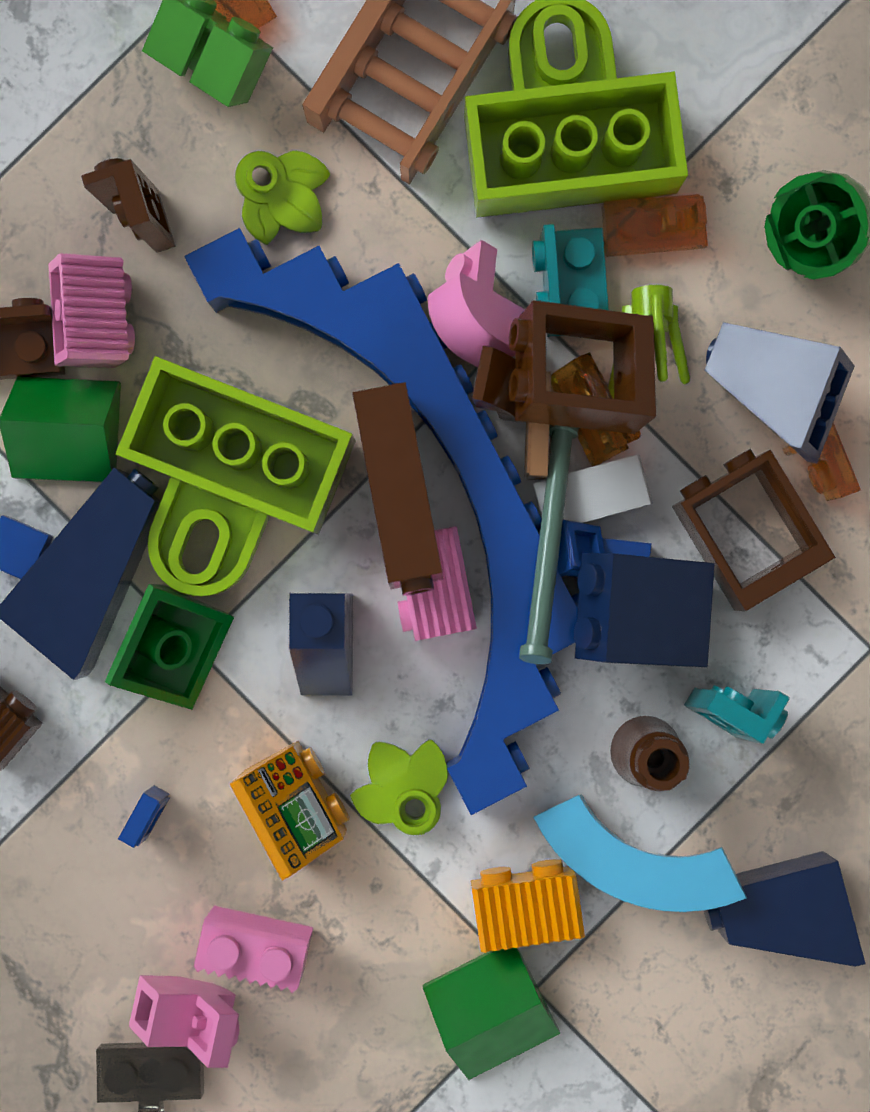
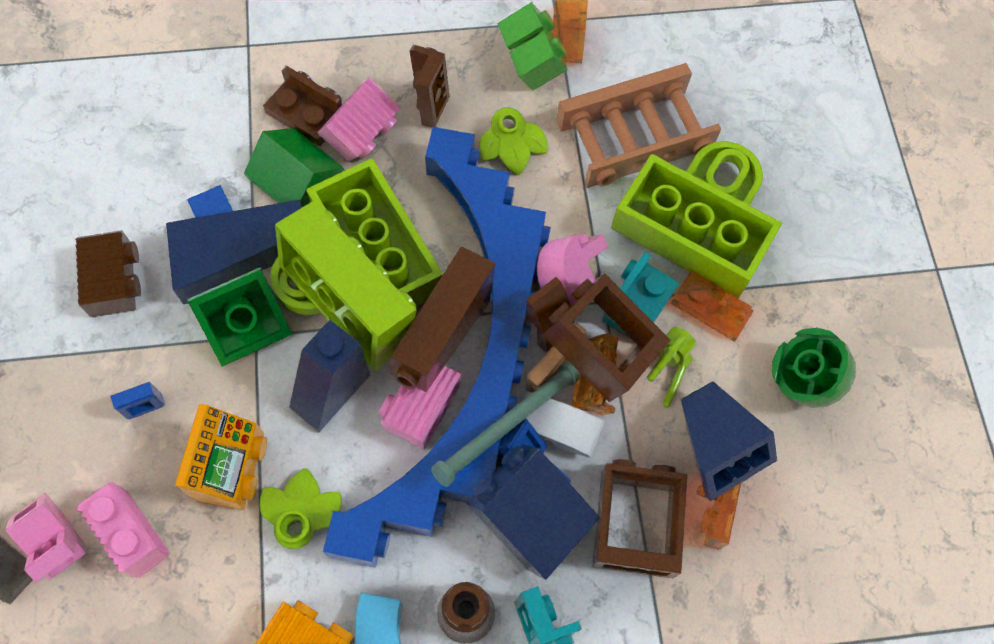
camera: 35 degrees right, 20 degrees down
(260, 532) = (344, 282): none -> lime slope

